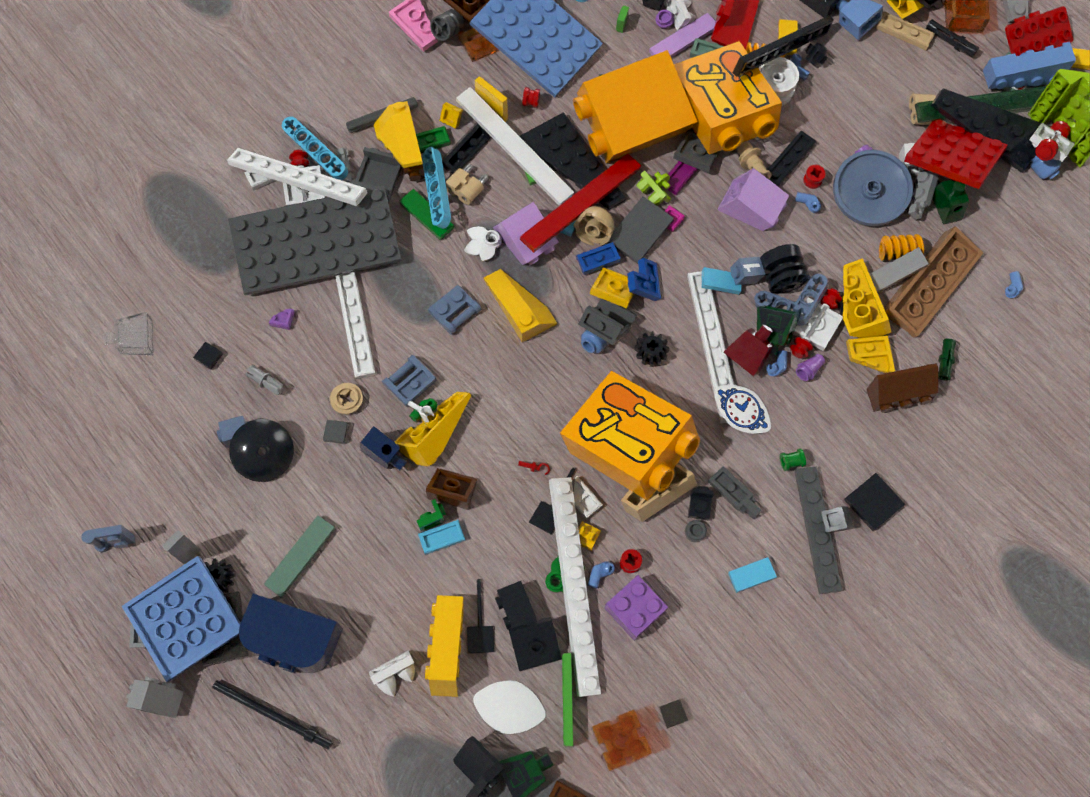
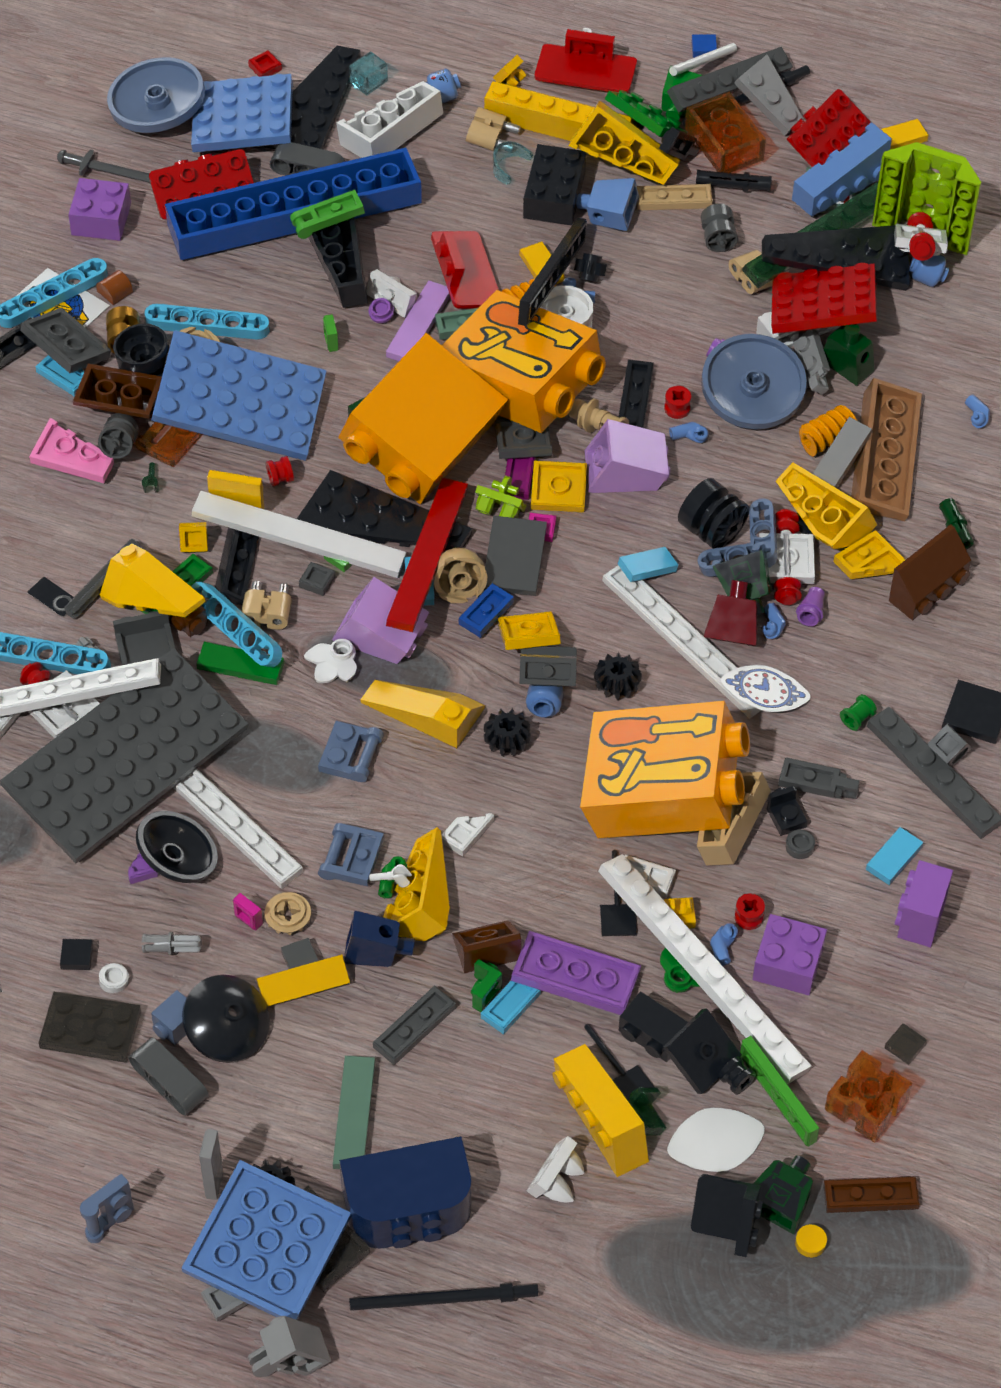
camera: 30 degrees left, 15 degrees down
(185, 408) = (90, 1027): none -> clear smoke plate
(206, 468) = (168, 1076): none -> dark grey beam
(219, 383) = (113, 978): none -> white tile
(312, 311) = (176, 847): none -> black dish
(321, 384) = (247, 911): none -> dark pink tile
(325, 449) = (303, 980): none -> yellow tile
(346, 109) = (51, 595): none -> black sticker
(374, 517) = (414, 1025): none -> dark grey tile
(448, 63) = (150, 479): none -> clear green hand
(471, 664) = (641, 1101): none -> clear green bracket
(489, 403) = (465, 832): none -> white tile
(493, 541) = (575, 973): none -> medium lavender tile
(509, 181) = (317, 578): none -> dark grey tile
(533, 466) = (566, 872): red hand -> none
(548, 350) = (507, 732): none -> black gear
(548, 673) = (737, 1075): none -> black wheel
(646, 281) = (559, 605): blue plate -> none
(700, 196) = (558, 486): none -> yellow tile
(747, 270) = (672, 537): sand blue brick -> none
(749, 621) = (923, 903): none -> medium lavender brick
(919, 68) = (719, 228): none -> dark grey wheel

